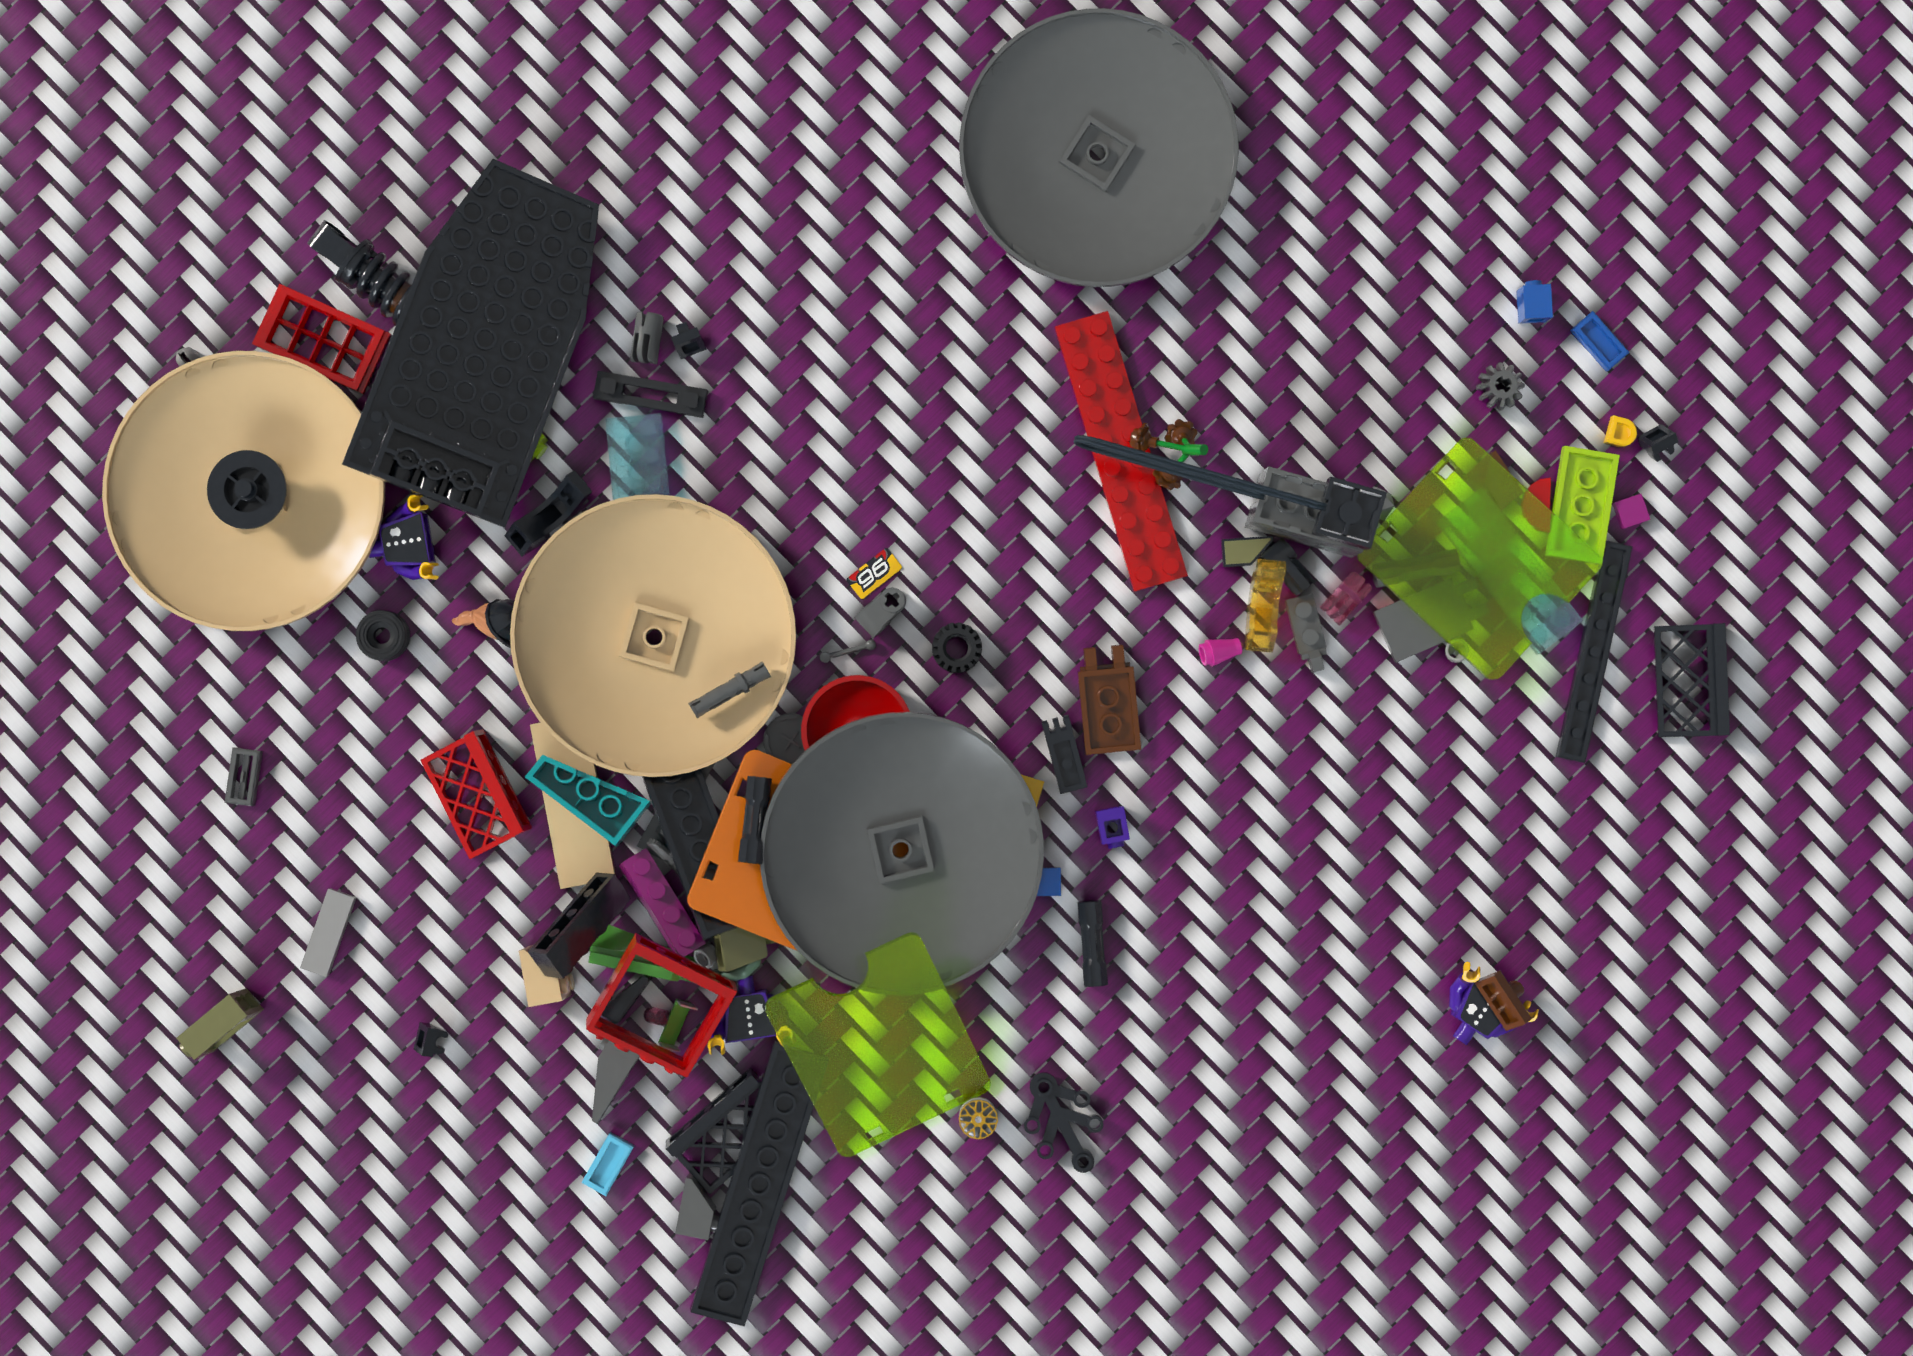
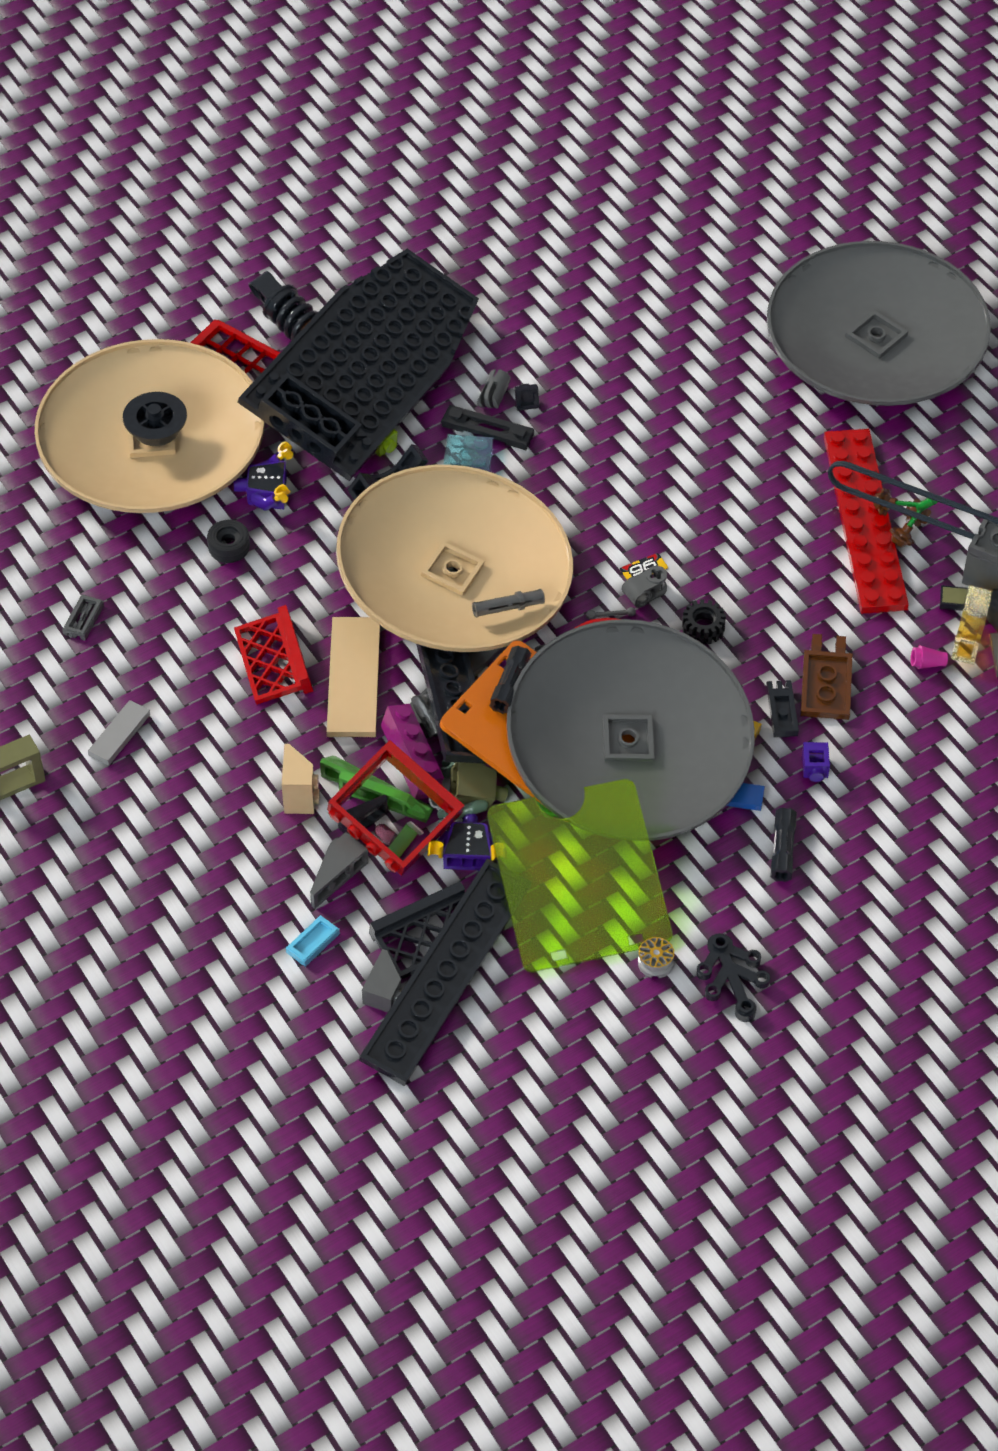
camera: 15 degrees right, 35 degrees down
(426, 1040) = (180, 819): black tile -> none
(491, 619) = (322, 537): black piece -> none
(579, 925) = (340, 738): black brick -> none
(595, 802) = (370, 663): teal wedge -> none

